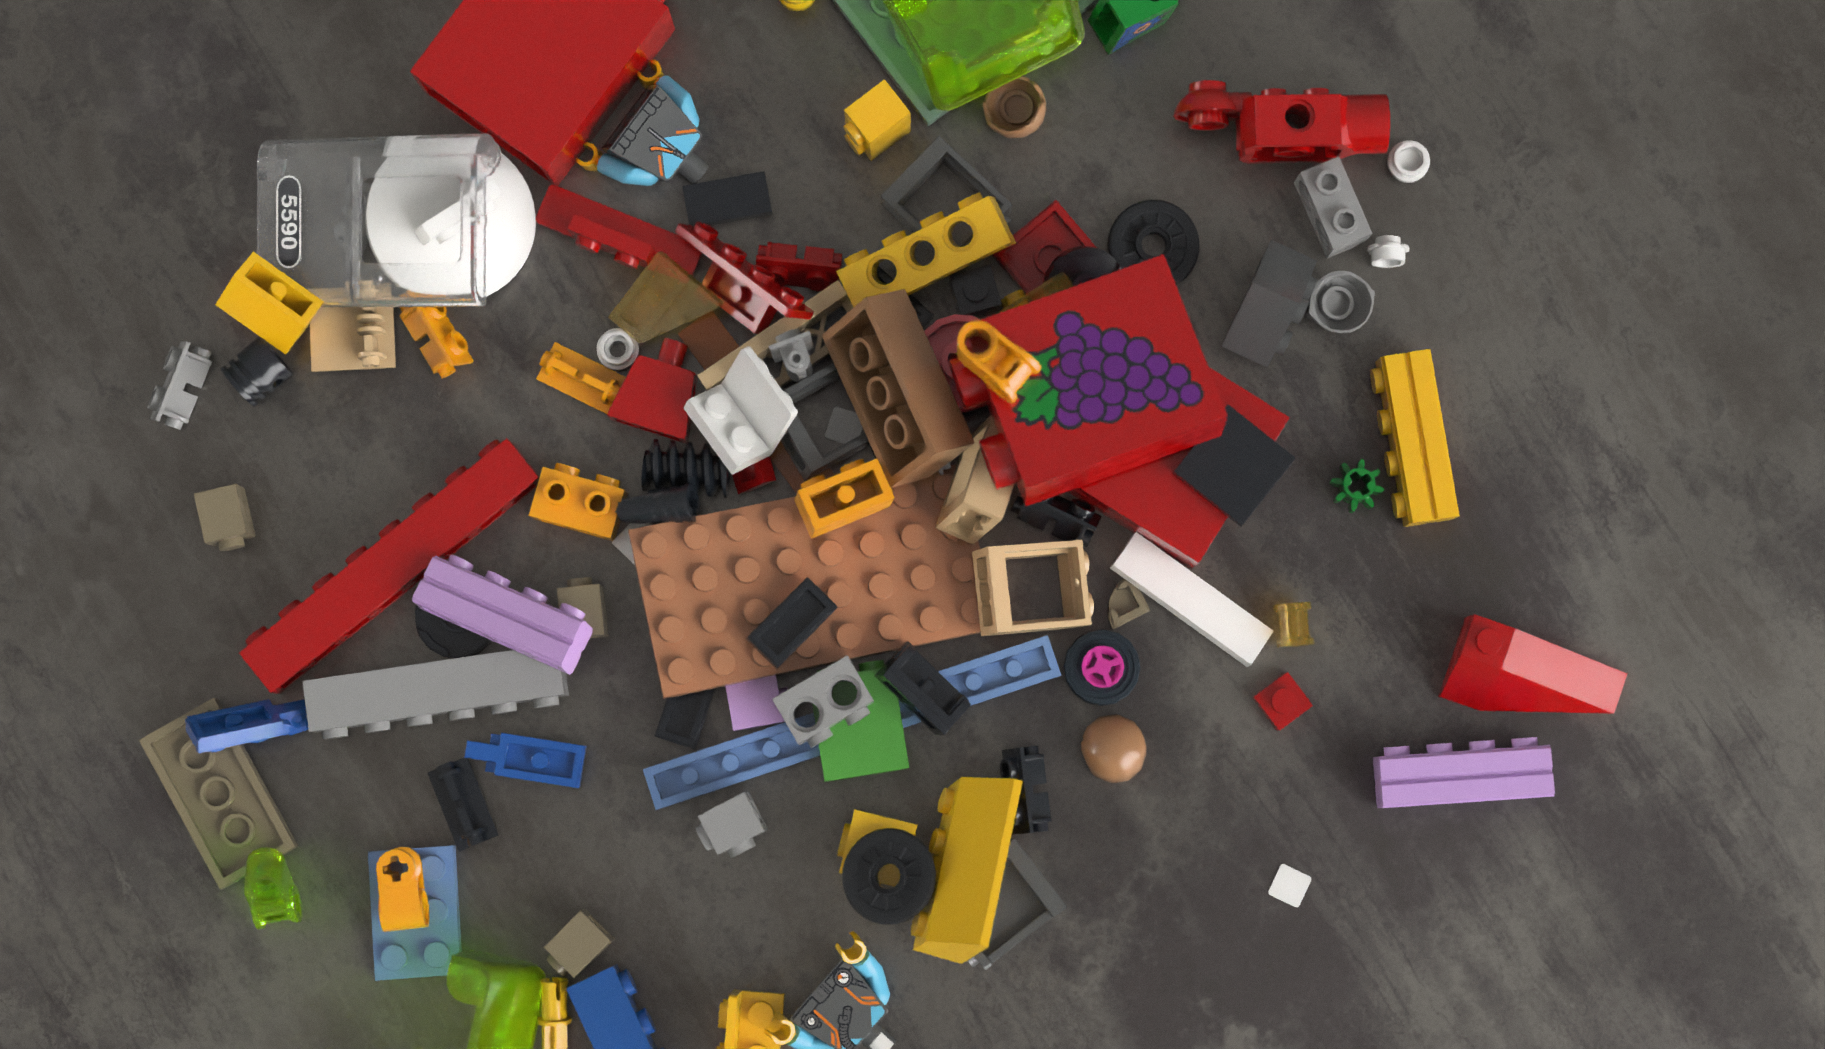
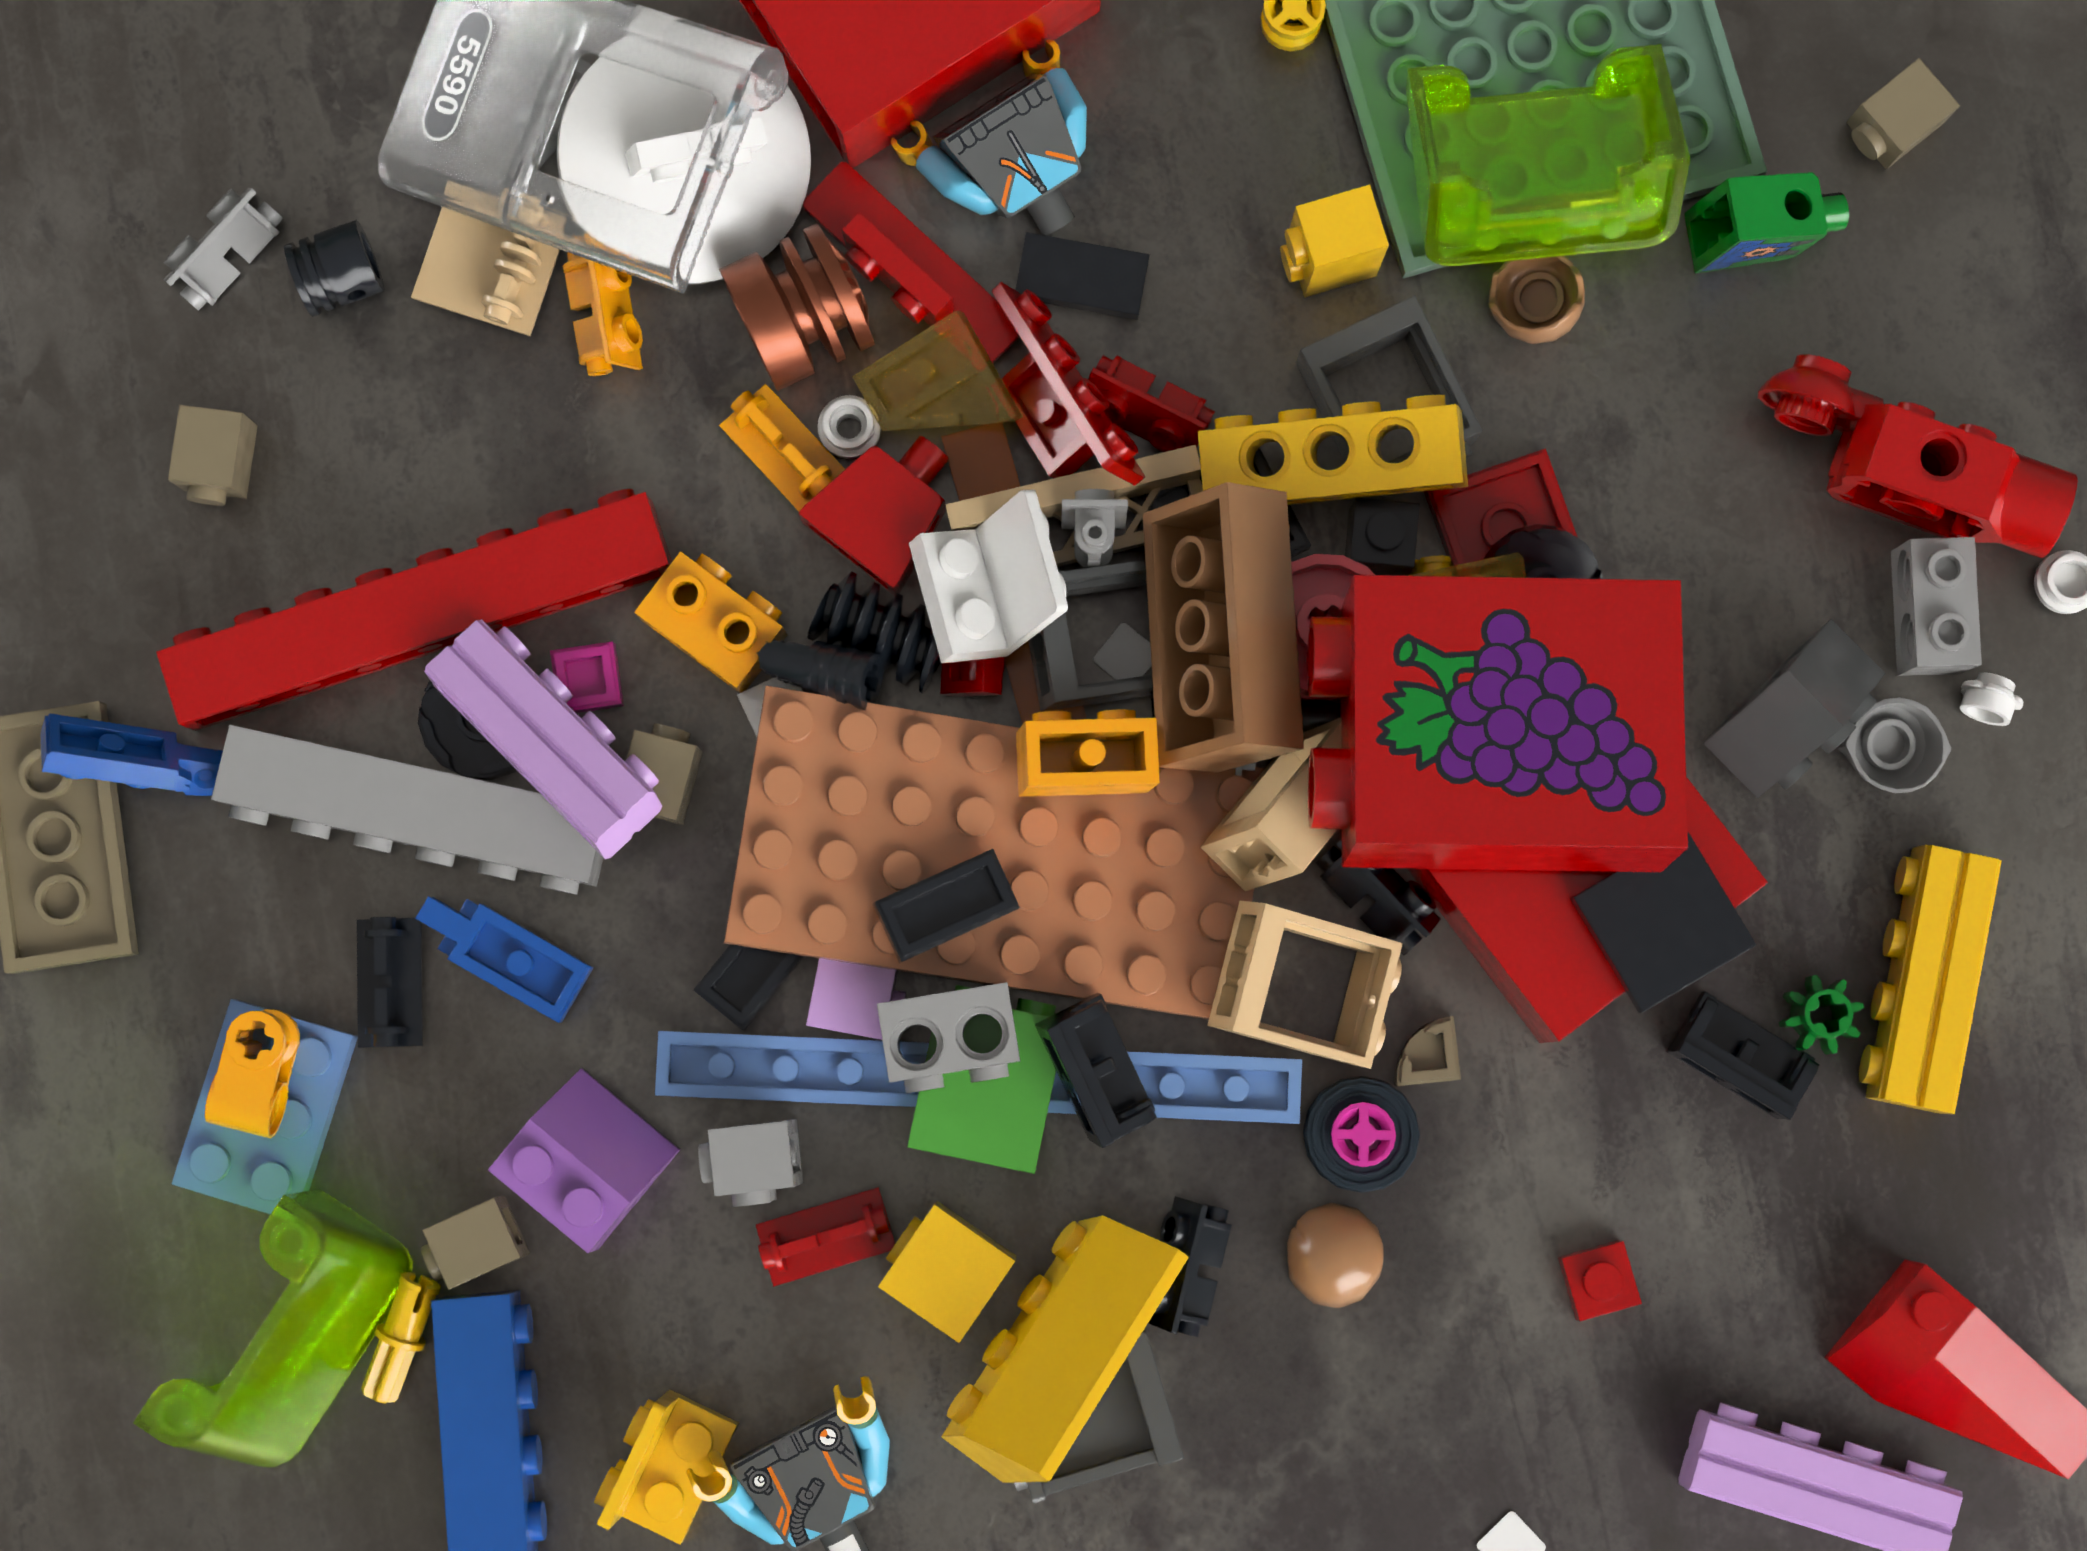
camera: 20 degrees right, 0 degrees up
(269, 302) = (386, 177): yellow brick -> none
(270, 889) = (74, 1000): clear neon green piece -> none
(515, 565) = (590, 676): none -> dark pink tile
(558, 286) = (798, 306): none -> copper wheel
(627, 867) = (584, 1160): none -> medium lavender slope
(794, 857) = (825, 1236): none -> red hinge
(915, 882) = (988, 1326): black wheel -> none
(998, 361) = (1384, 644): light orange piece -> none
(1160, 219) = (1680, 529): black wheel -> none
(1191, 599) = (1525, 1086): white tile -> none
(1293, 624) = (1657, 1177): clear yellow bush -> none
(1319, 530) = (1744, 1057): none -> black hinge

